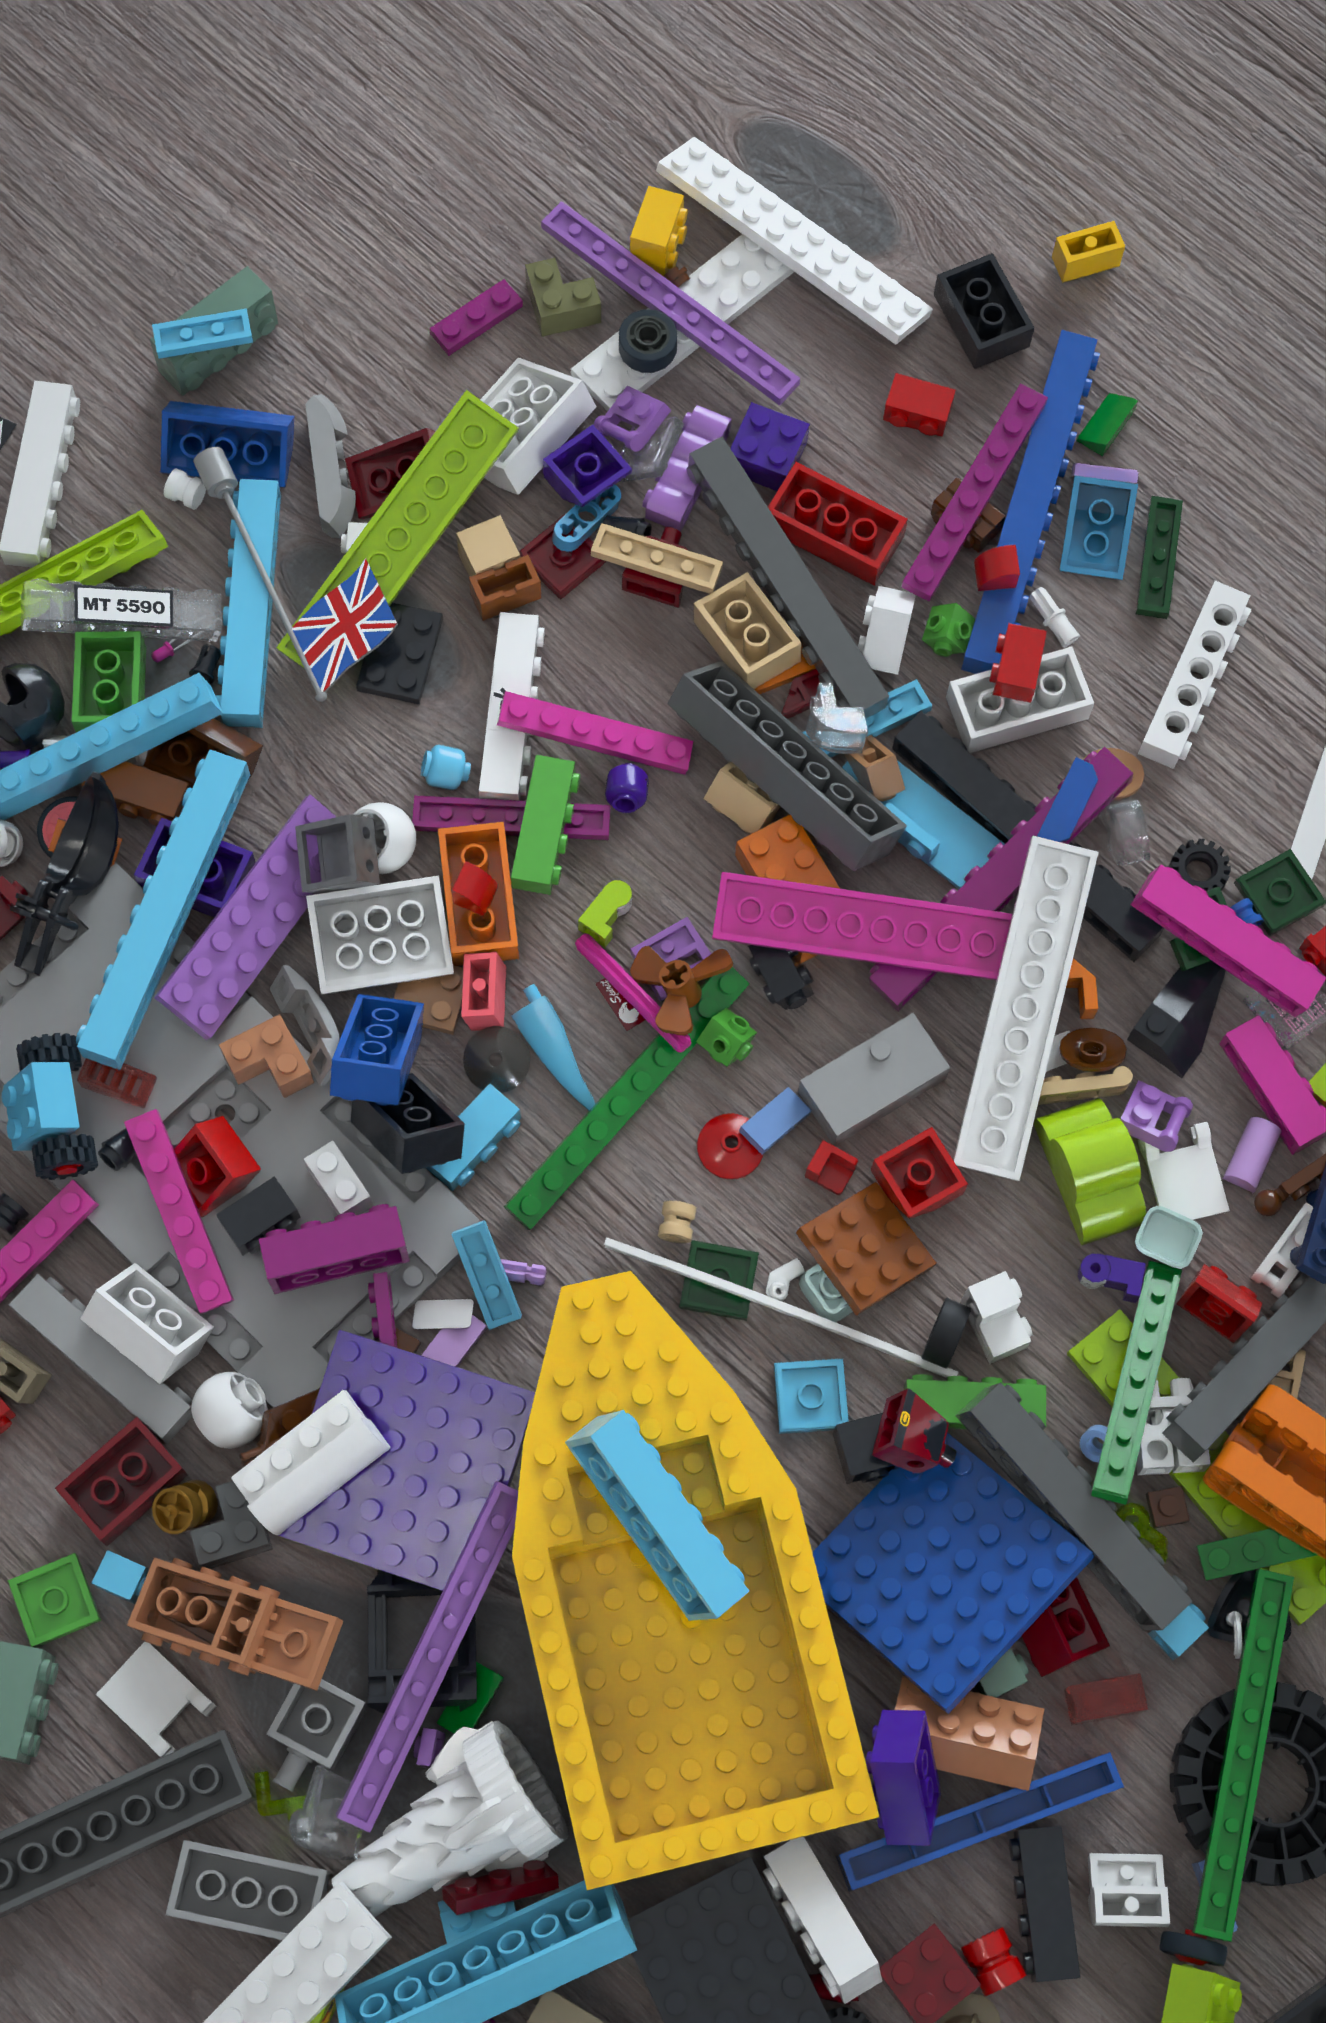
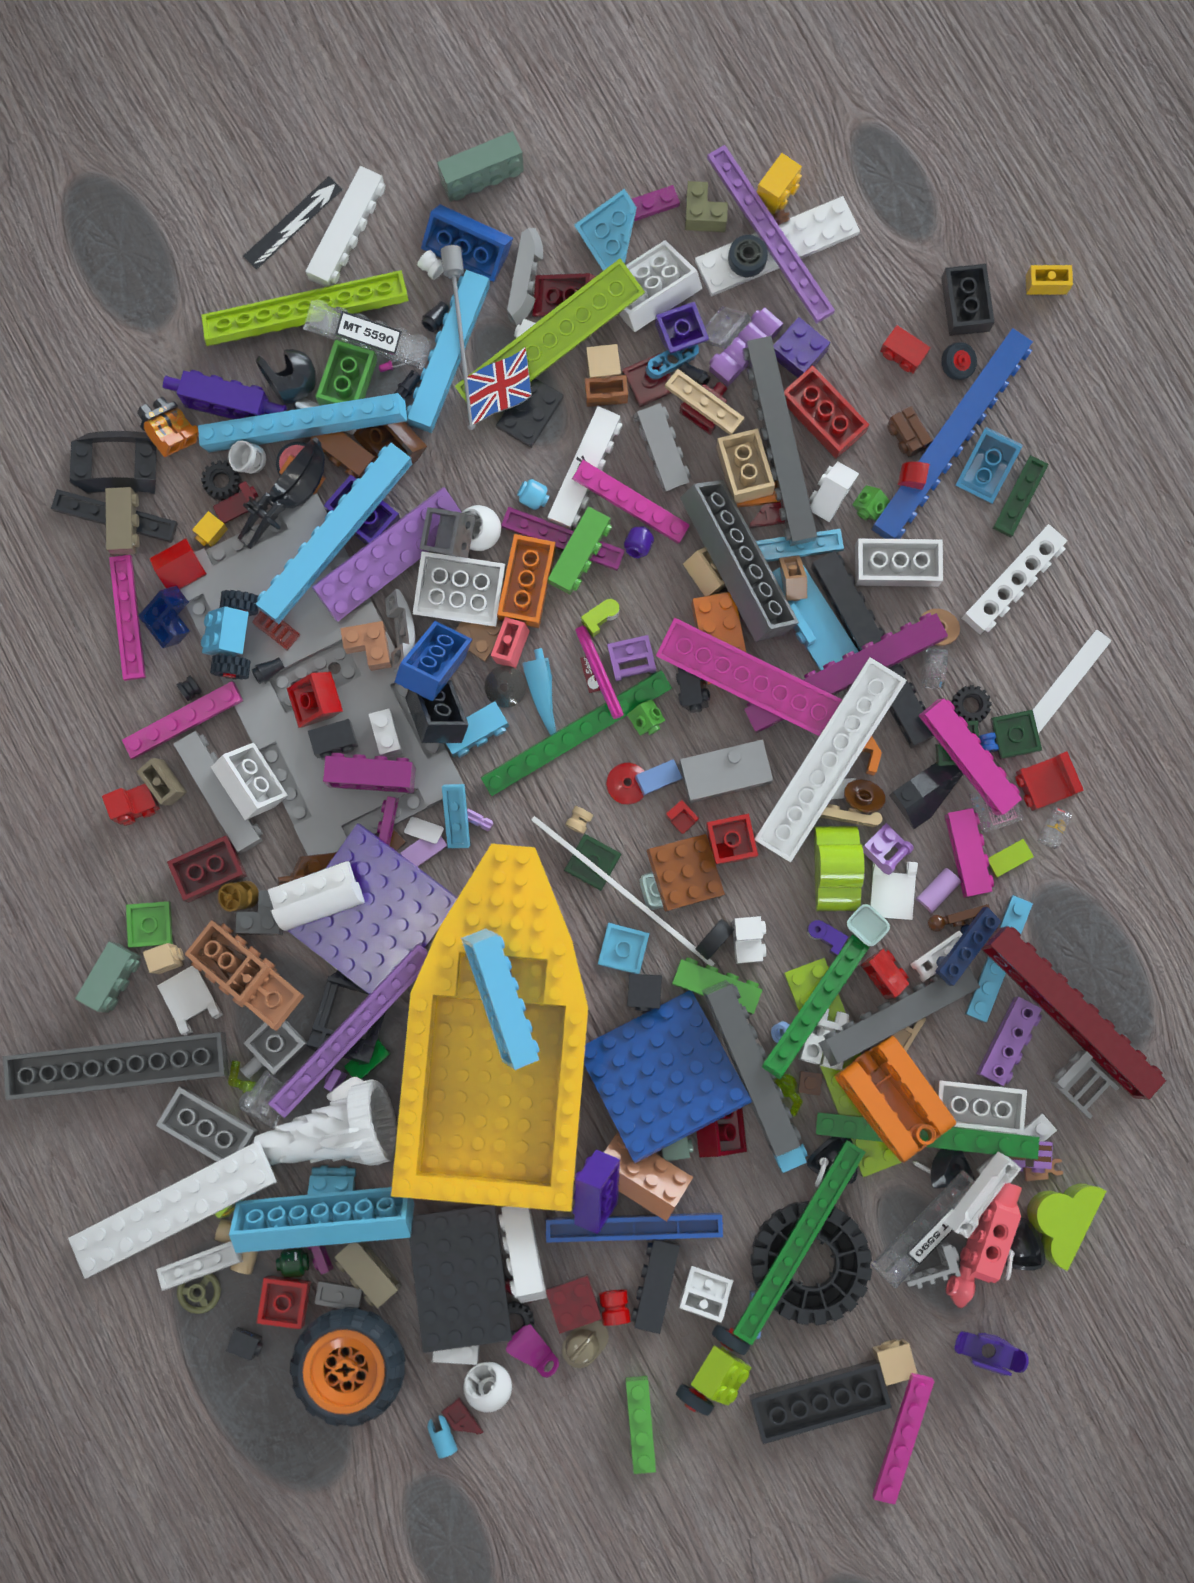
camera: 20 degrees right, 10 degrees up
(96, 1643) = (164, 958): none -> tan brick
(120, 1577) = (190, 923): medium azure brick -> none
(178, 1211) = (287, 720): dark pink plate -> none
(202, 333) = (469, 169): medium azure plate -> none
(213, 562) = (433, 319): none -> black cone
(229, 1409) = (280, 847): white wheel -> none
(431, 363) = (609, 229): none -> medium azure plate
(474, 889) = (522, 580): red brick -> none
(500, 1887) = (347, 1173): dark red plate -> none
(614, 641) = (662, 447): none -> light grey wedge
(637, 410) = (726, 299): medium lavender plate -> none
(679, 983) = (618, 694): dark orange piece -> none
(780, 1278) = (628, 873): white arm -> none
(794, 240) = (864, 214): white plate -> none
(834, 727) = (775, 546): clear brick -> none
(912, 1434) = (671, 994): dark red torso -> none
(974, 492) = (918, 419): magenta plate -> none
(995, 392) = (959, 361): none -> black wheel
(1019, 662) = (904, 541): red brick -> none
(1054, 617) = (940, 515): white axle -> none
(1069, 802) = (902, 641): blue piece -> none
(1104, 472) = (1006, 430): lavender tile -> none
(1105, 1699) = (732, 1182): clear red brick -> none
(1107, 422) = (1020, 397): green slope -> none

